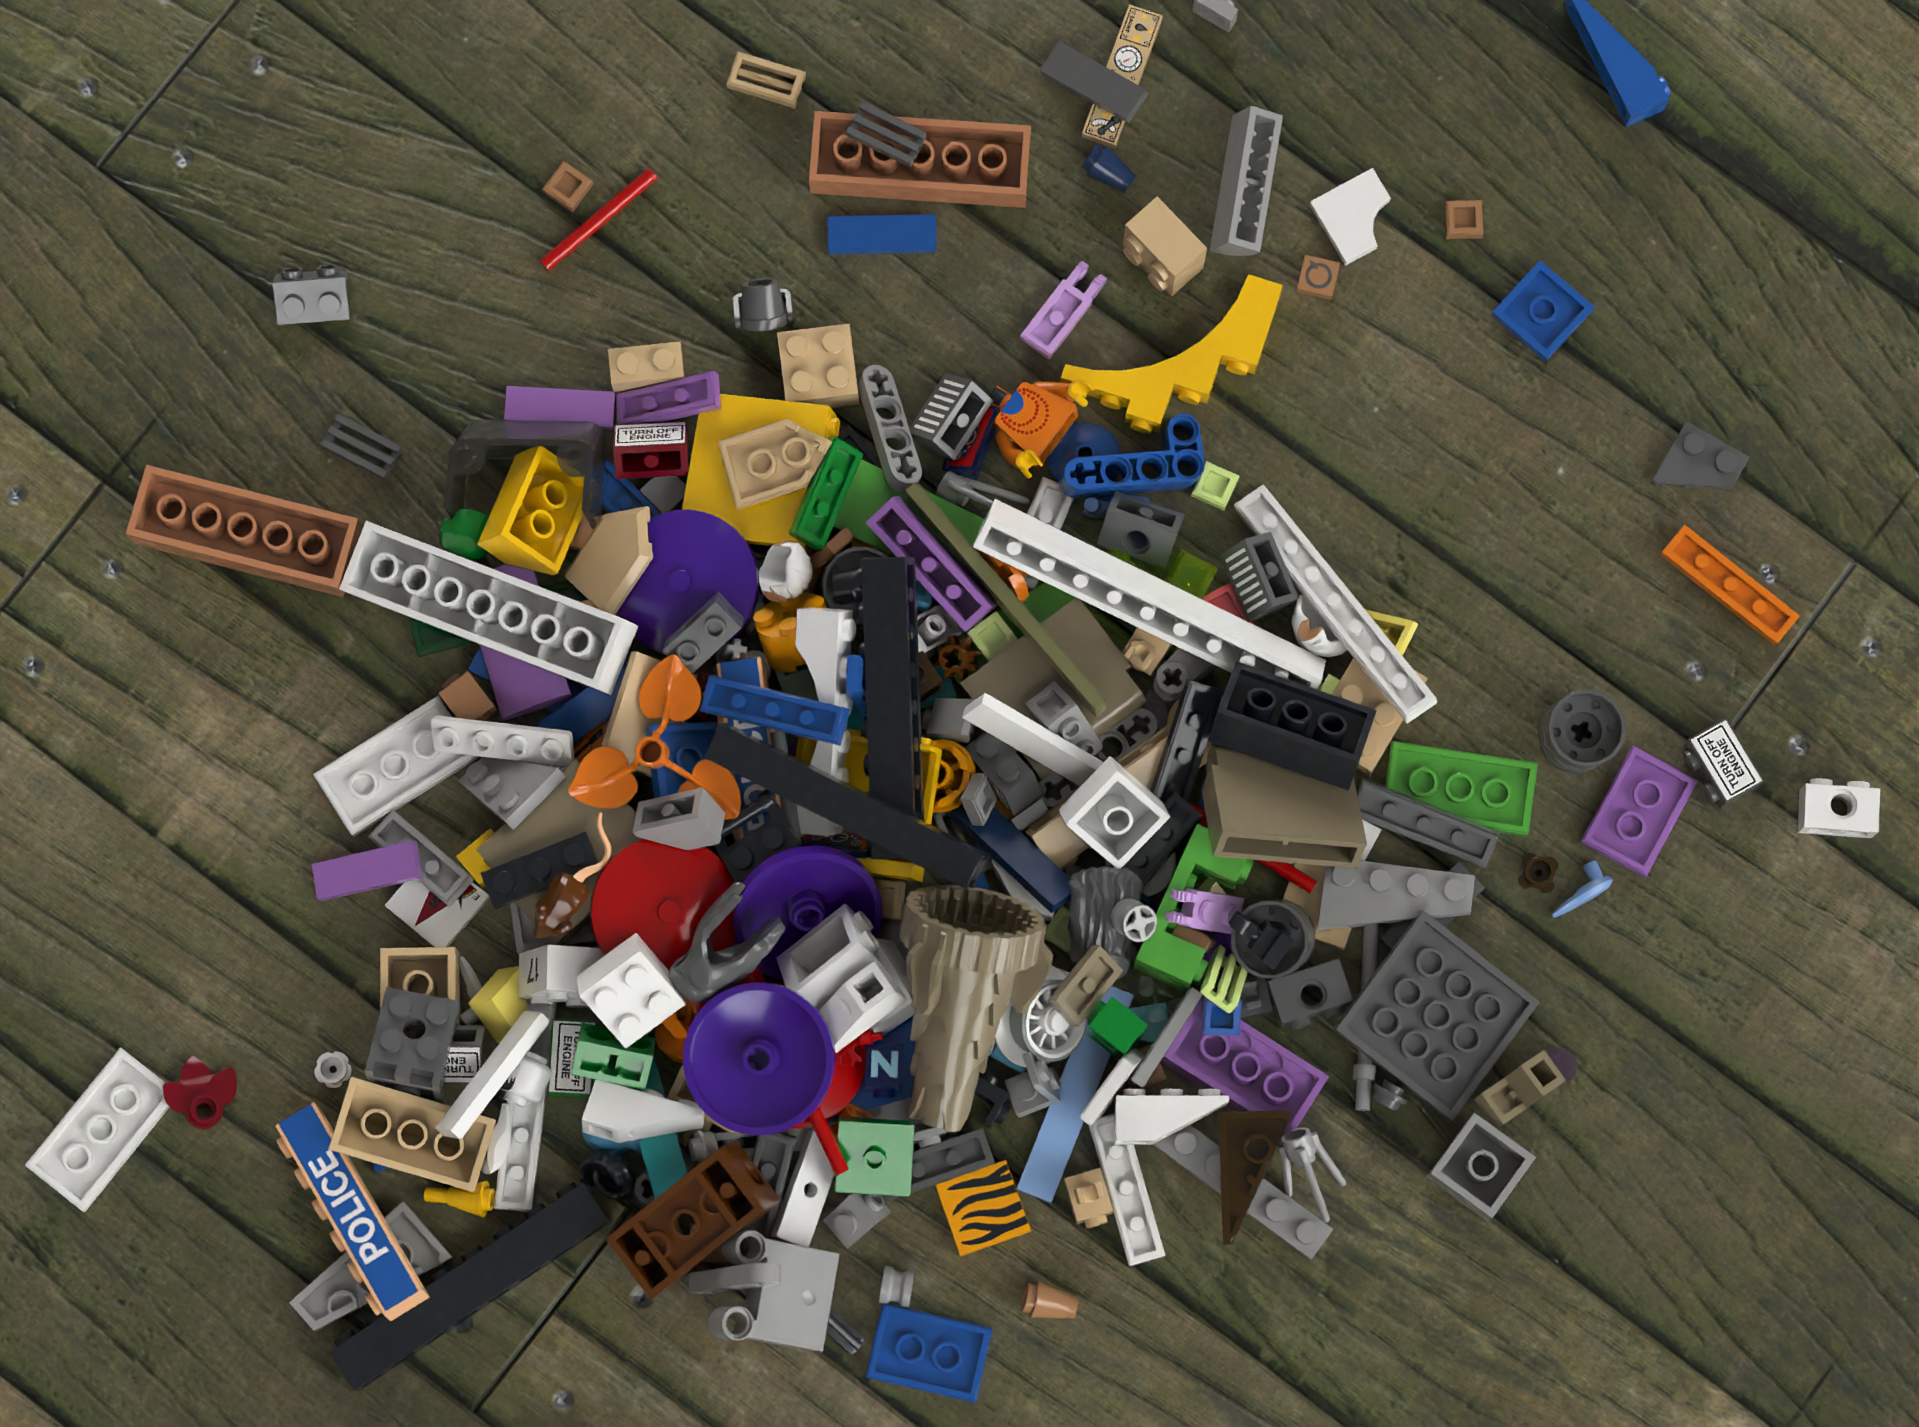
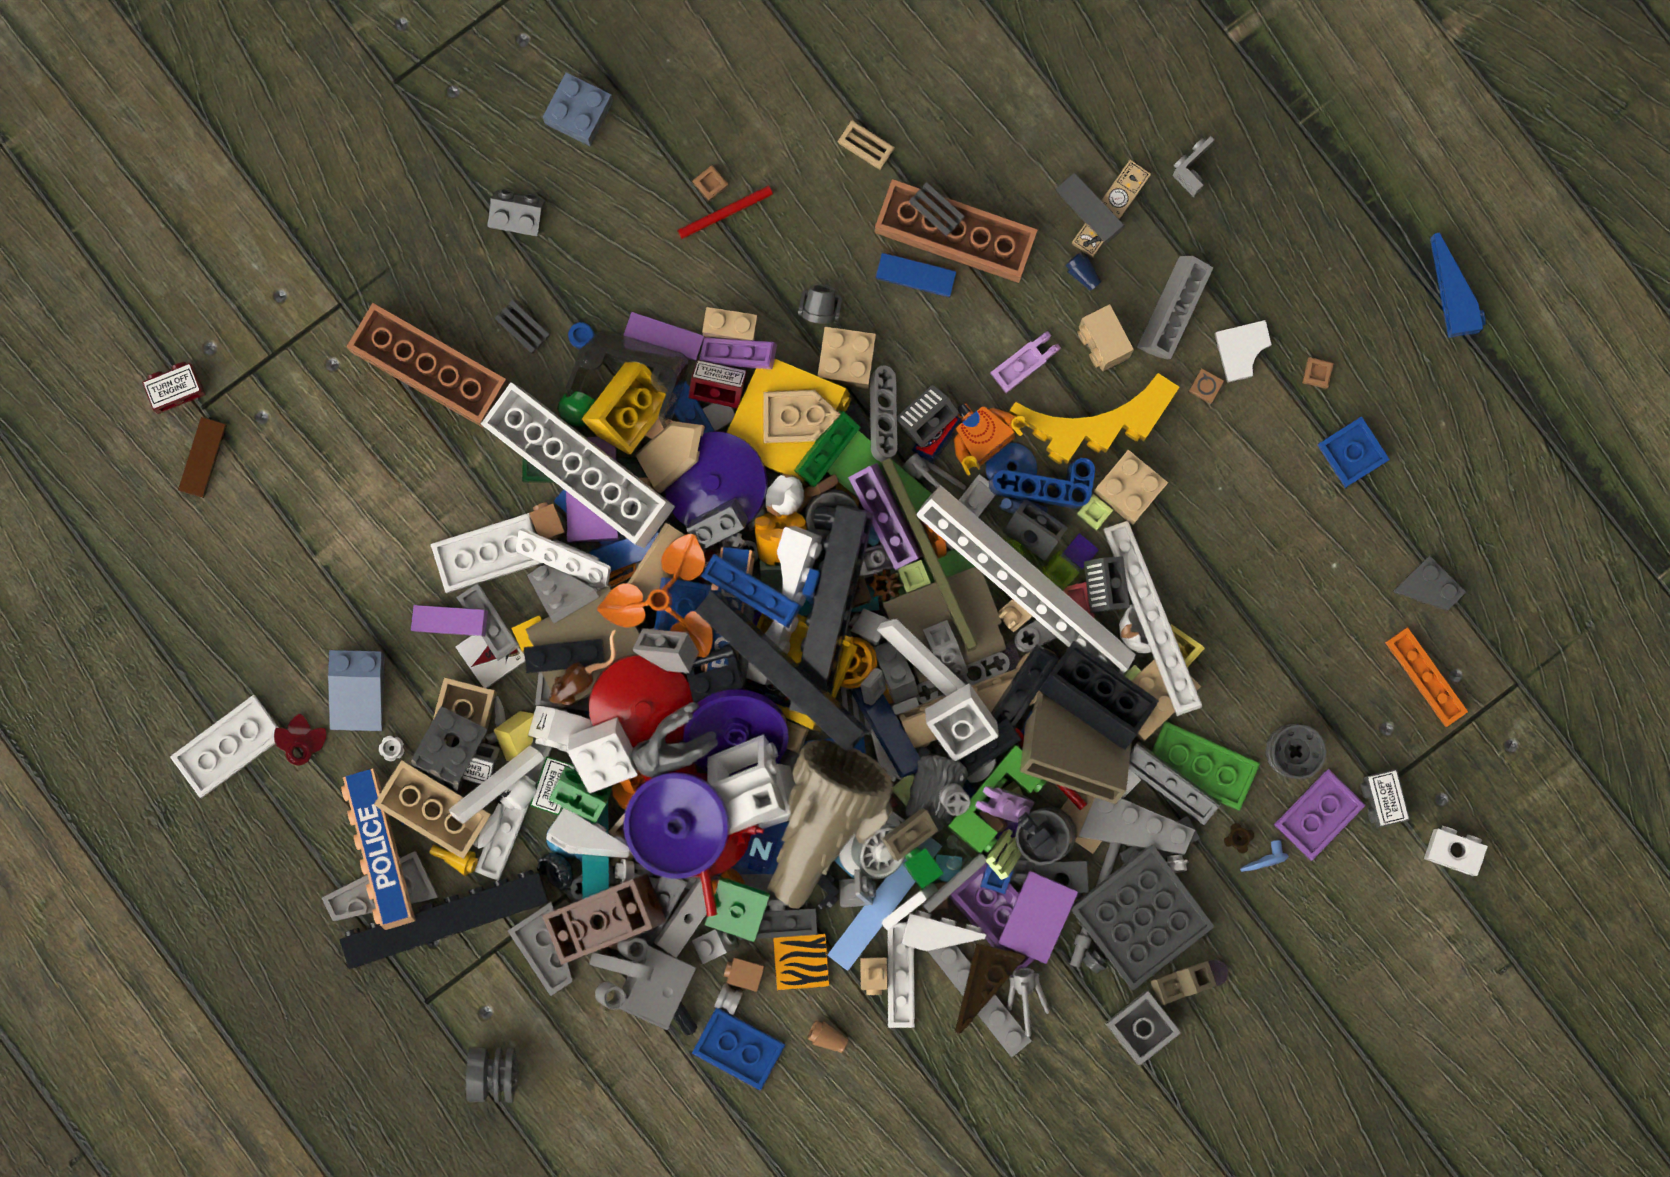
camera: 15 degrees right, 5 degrees up
(262, 1001) = (356, 690): none -> slope
(360, 134) = (578, 109): none -> sand blue brick
(443, 435) = (580, 334): none -> blue tile
(614, 1291) = (538, 949): none -> light grey wing
(909, 1246) = (744, 974): none -> medium nougat brick
(1210, 542) = (1080, 551): none -> dark purple tile
(1254, 438) = (1130, 487): none -> tan brick
(1293, 1053) = (1037, 917): none -> medium lavender tile
(1464, 929) = (1177, 863): none -> white plate

